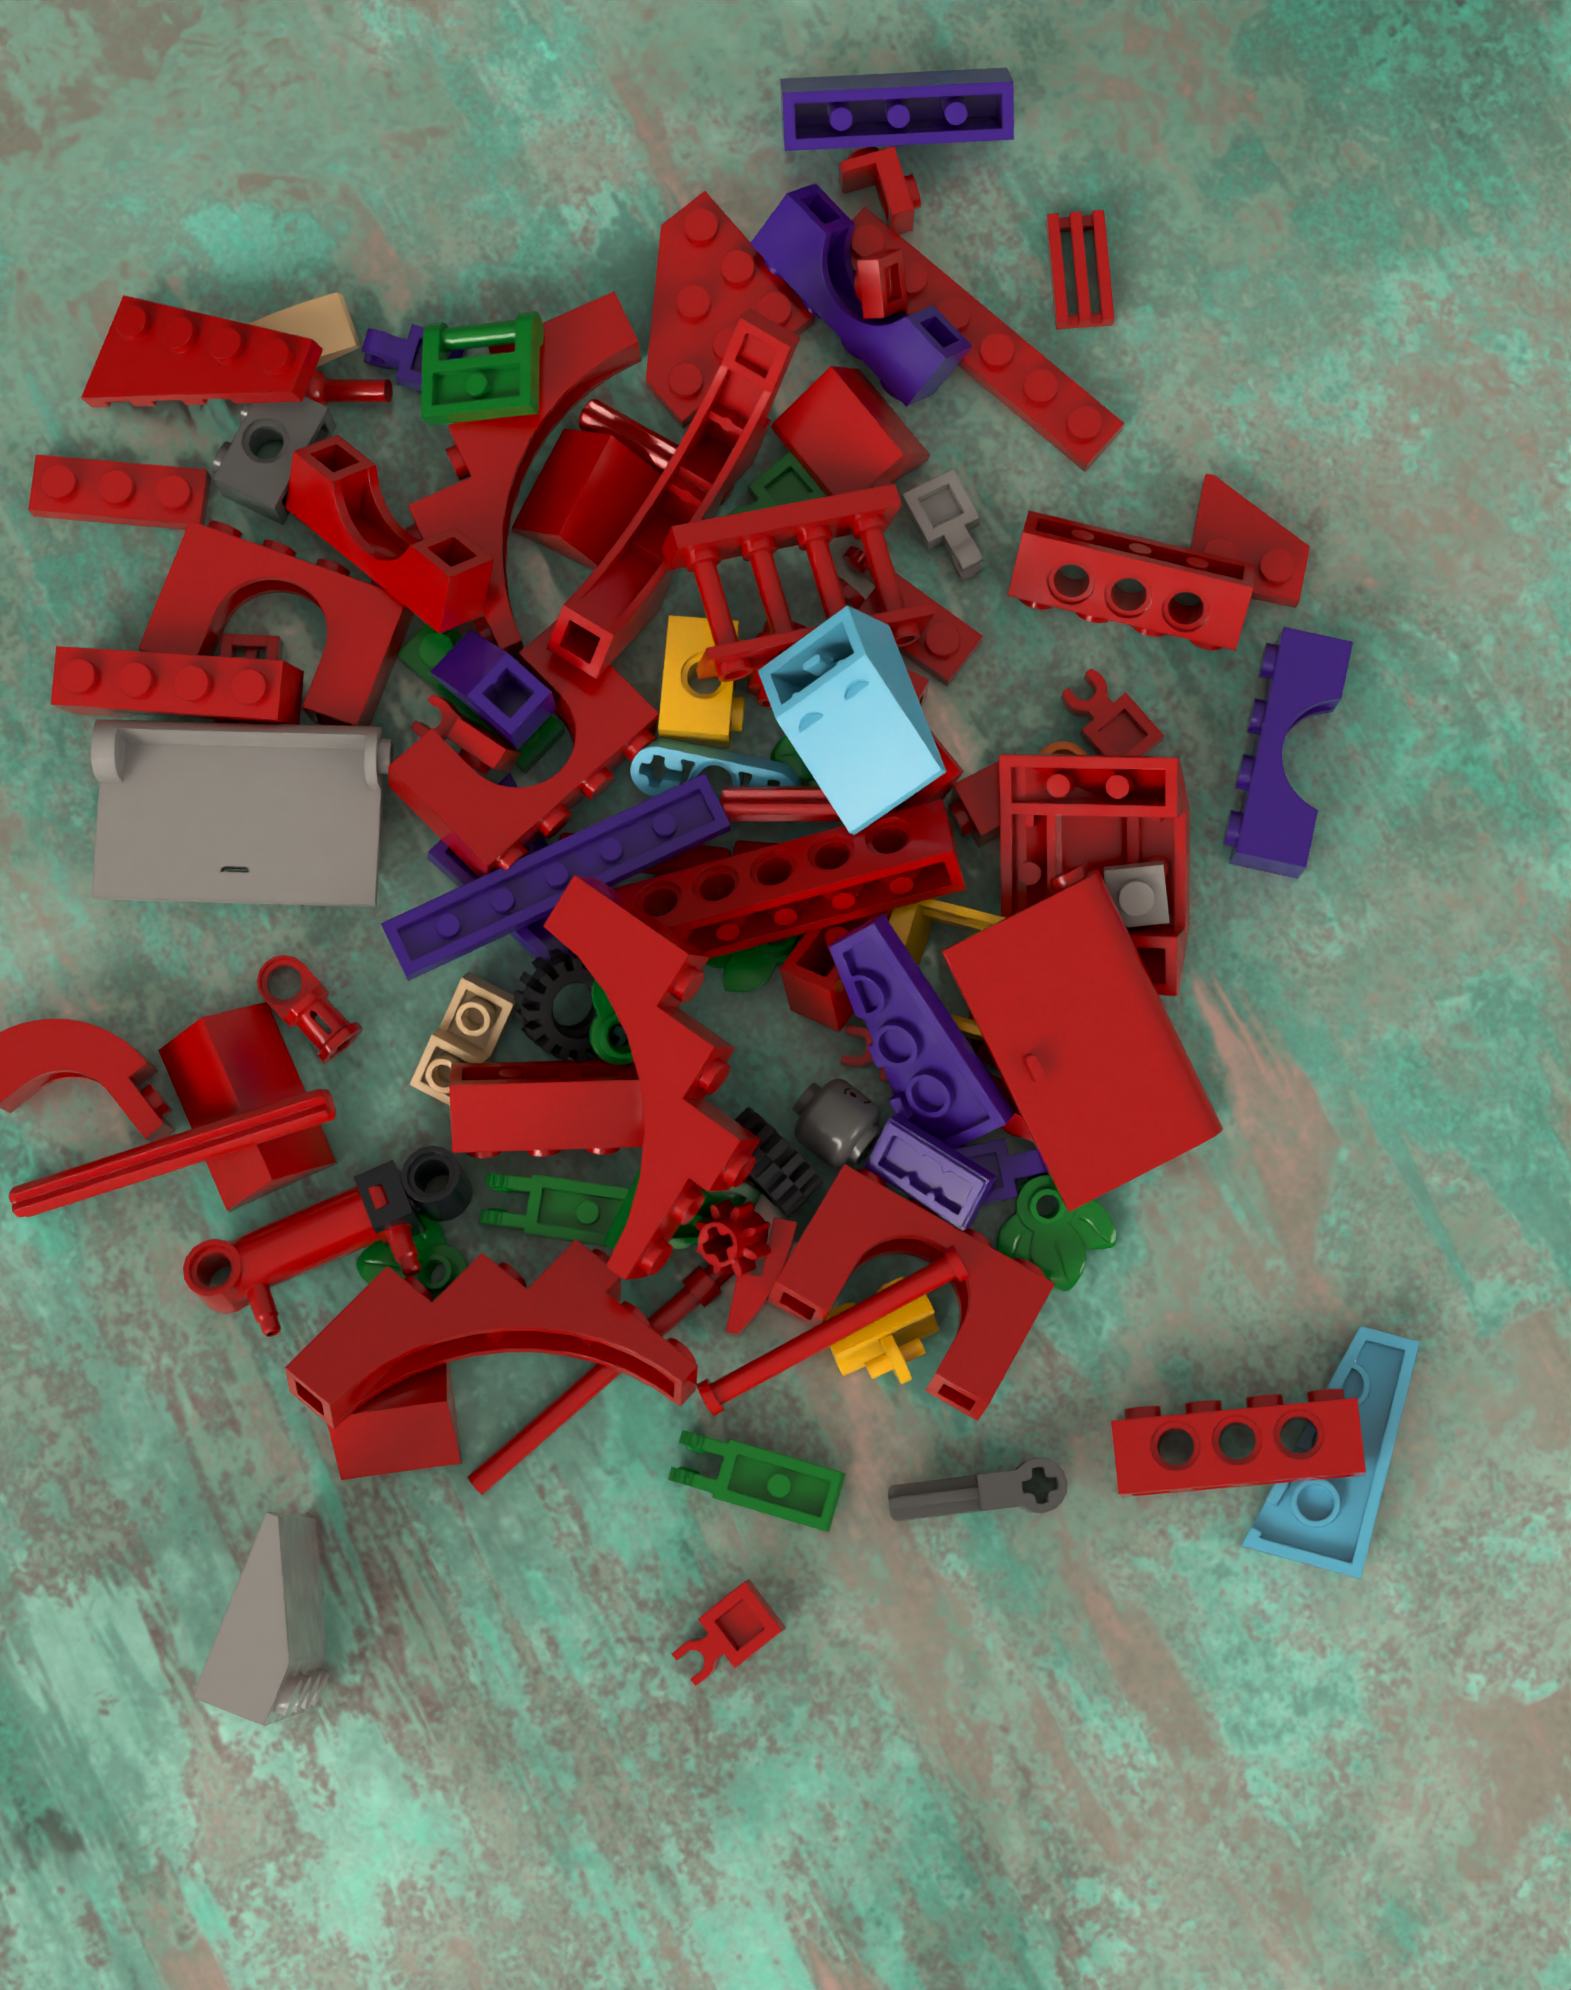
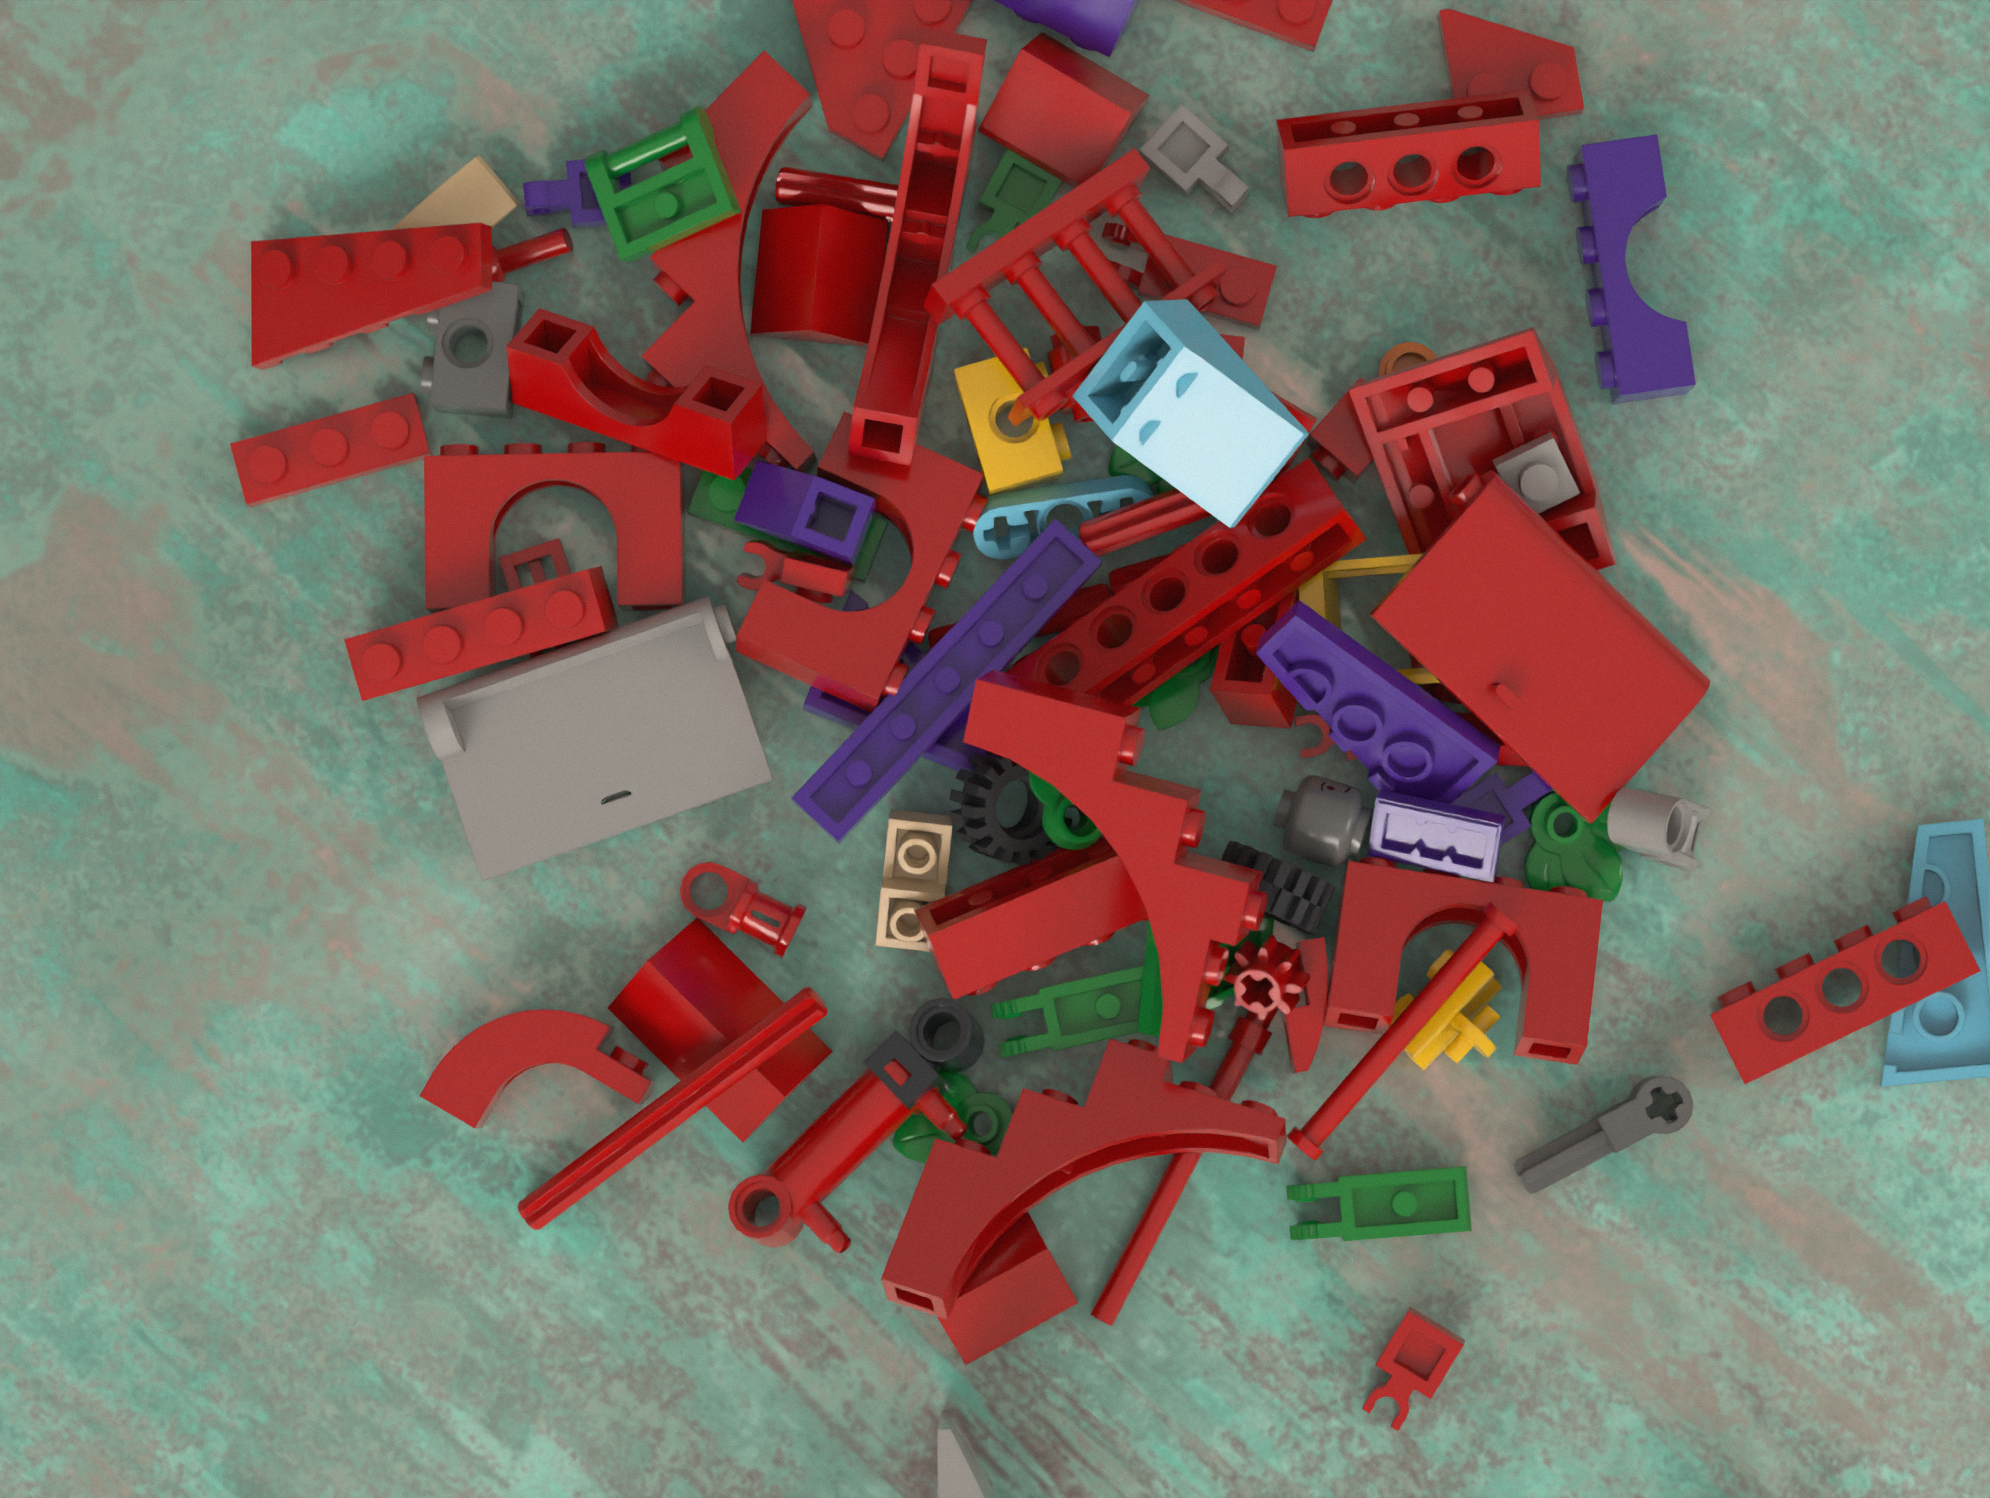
camera: 20 degrees left, 5 degrees up
(1113, 726) = (1450, 312): red plate -> none
(1127, 1237) = (1657, 826): none -> light grey piece

